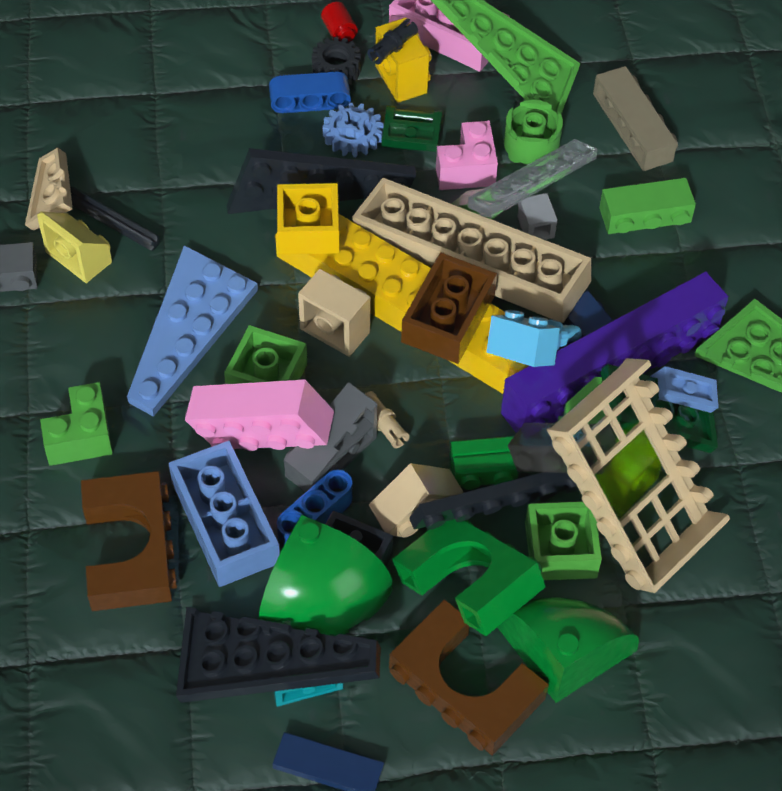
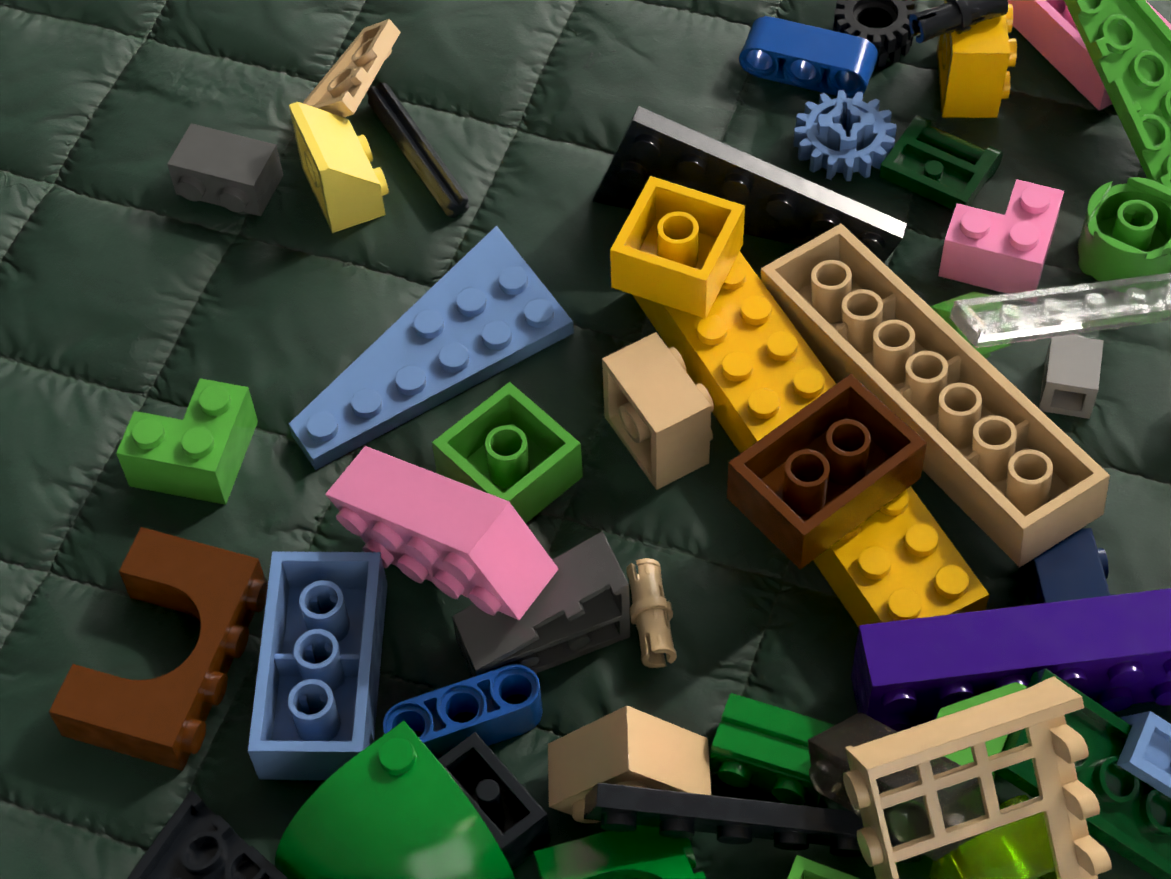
camera: 30 degrees right, 0 degrees up
(529, 340) = (931, 578): medium azure brick -> none

